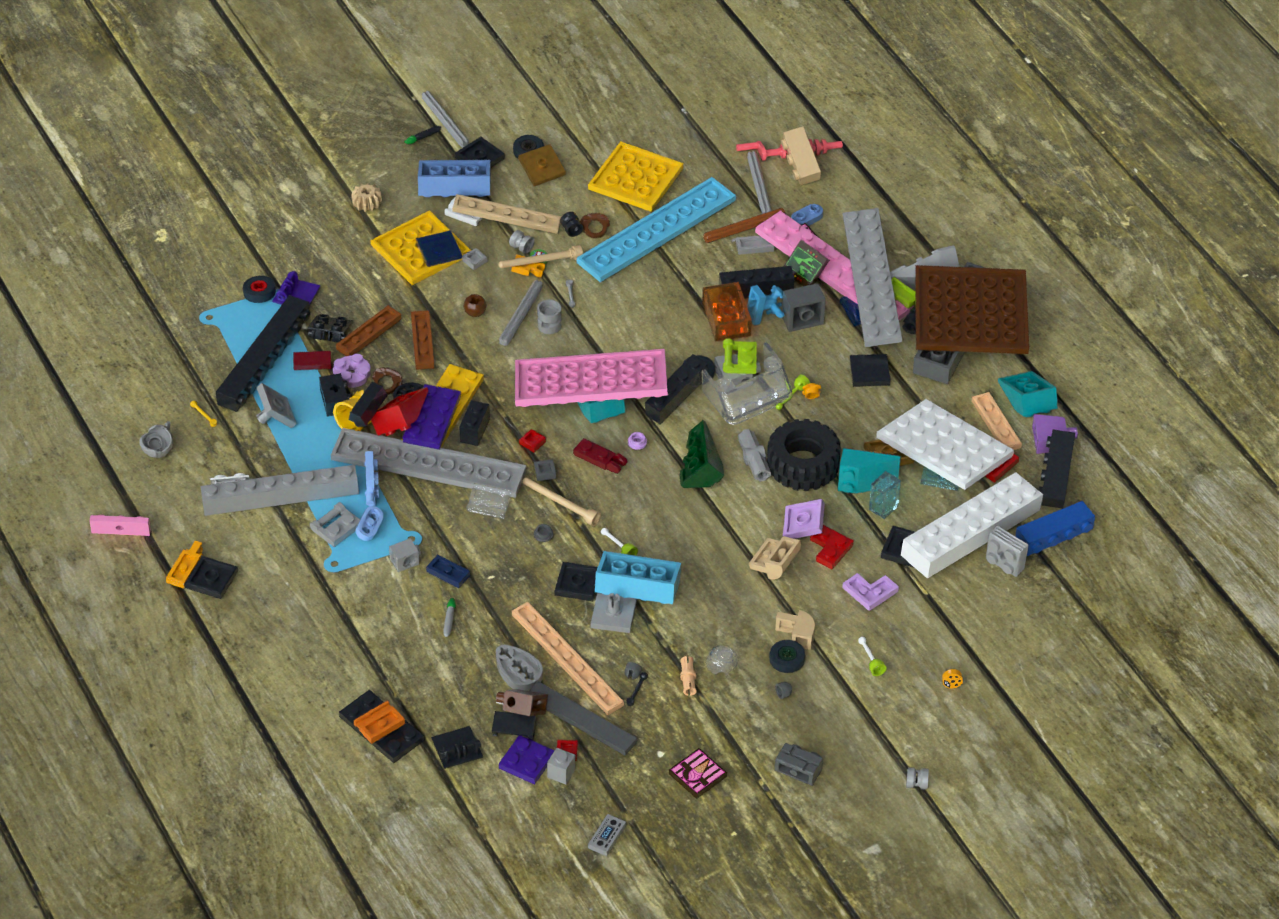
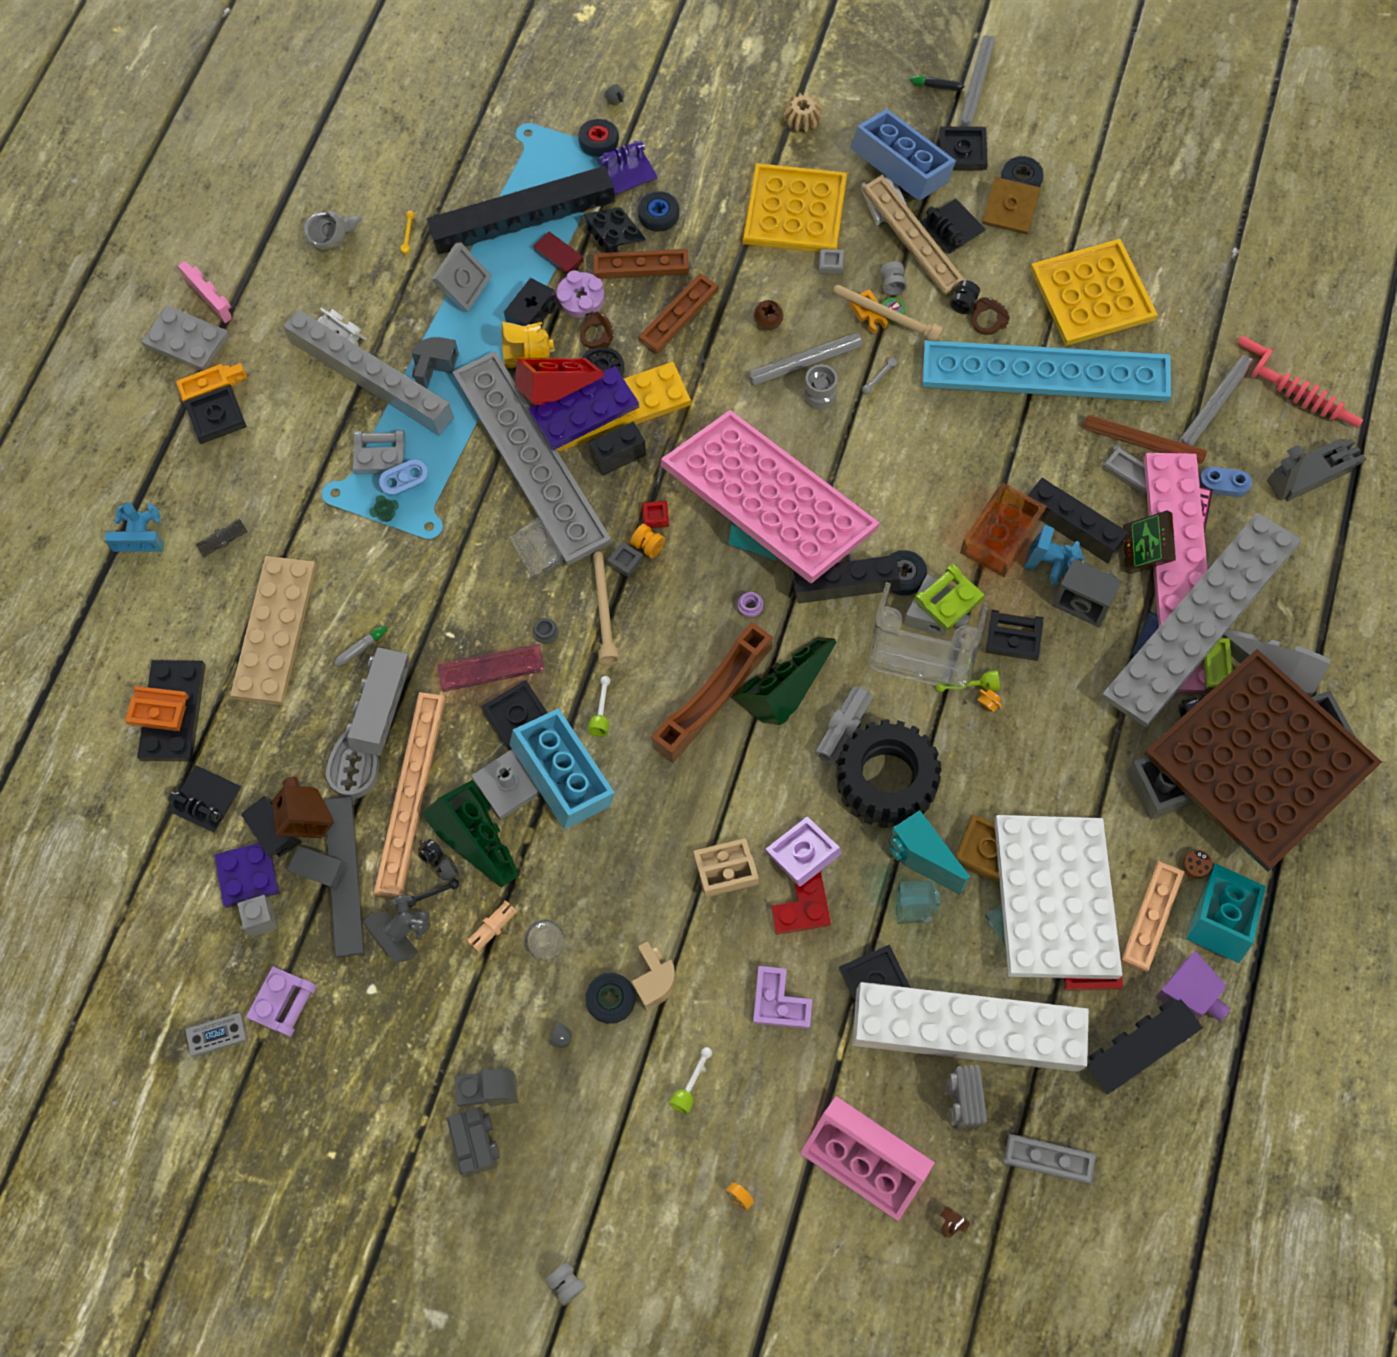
camera: 50 degrees right, 20 degrees up
(137, 558) = (185, 338): none -> light grey plate
(241, 262) = (614, 94): none -> dark grey hinge
(245, 666) = (135, 537): none -> dark azure piece
(298, 629) = (221, 538): none -> clear smoke pin
(310, 455) = (432, 355): none -> dark grey brick
(350, 300) = (658, 221): none -> black bush
(368, 405) = (519, 347): black piece -> none
(372, 479) = (448, 430): light blue plate -> none
(377, 547) = (387, 514): none -> clear green plate
(389, 647) = (273, 630): none -> tan plate
(404, 555) = (394, 540): light grey brick -> none
(439, 248) = (804, 223): clear blue tile -> none
(448, 571) = (413, 594): dark blue plate -> none
(499, 626) = (378, 701): none -> light grey brick
(521, 195) = (951, 225): none -> black hinge
(537, 570) = (491, 667): none -> clear pink plate
(551, 452) = (647, 541): none -> light orange wheel
(562, 722) = (316, 866): none -> dark grey tile
(568, 745) = (292, 899): red tile -> none
(599, 456) = (696, 586): dark red hinge -> none
(612, 644) = (465, 825): none -> dark green wedge
(614, 666) = (429, 852): none -> black plate
(615, 796) = (275, 996): none -> lavender plate
(644, 707) = (393, 932): none -> dark grey piece
(671, 495) = (689, 720): none -> dark orange arch
(697, 773) = (374, 1050): tile -> none
(778, 733) = (490, 1087): none -> dark grey brick
(793, 357) = (1012, 641): none -> black plate
(801, 156) = (1290, 404): tan brick -> none
(843, 179) = (1309, 471): none -> dark grey hinge
(869, 370) = (1083, 727): black tile -> none
(990, 616) = (867, 1158): none -> bright pink slope
(991, 385) = (1197, 864): none -> dark orange tile
(1056, 527) = (1063, 1116): blue brick -> none
(1058, 606) = (953, 1223): none -> reddish brown tile
(1069, 552) = (1049, 1159): none -> light grey tile

